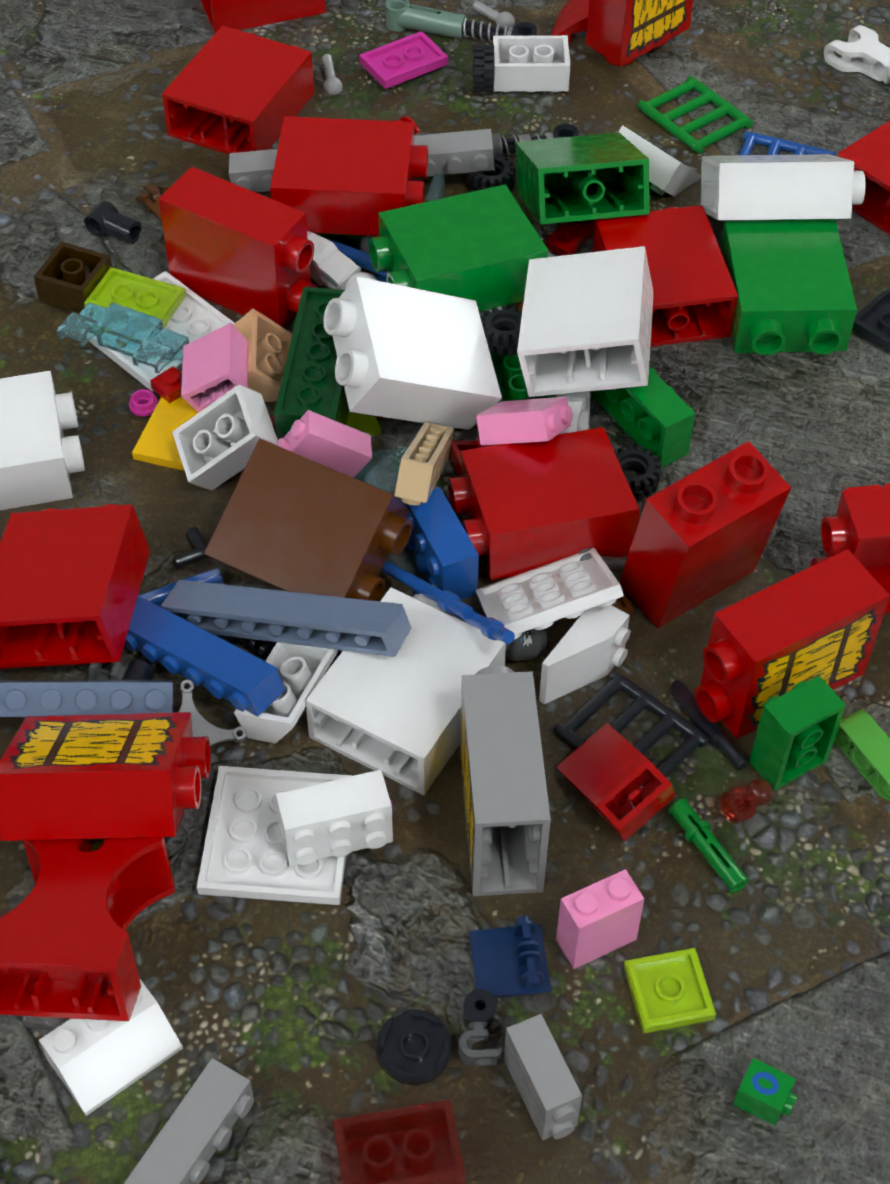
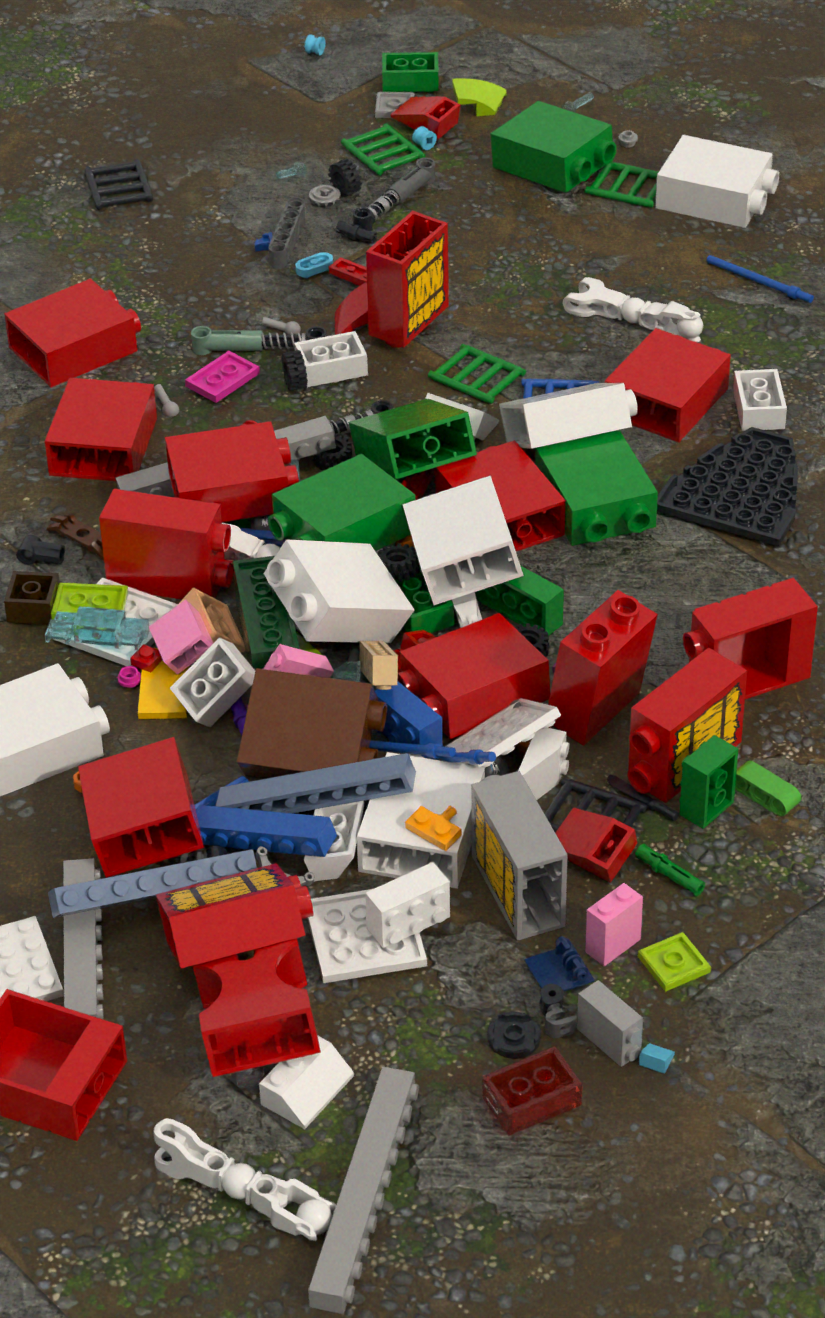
camera: 15 degrees left, 10 degrees down
(194, 554) = (221, 768): black piece -> none
(407, 714) = (435, 827): none -> light orange plate
(524, 421) = (439, 620): bright pink brick -> none
(594, 1142) = (656, 1058): none -> medium azure slope
(740, 802) = (685, 837): clear red plate -> none
(766, 1092) = (759, 1000): green brick -> none

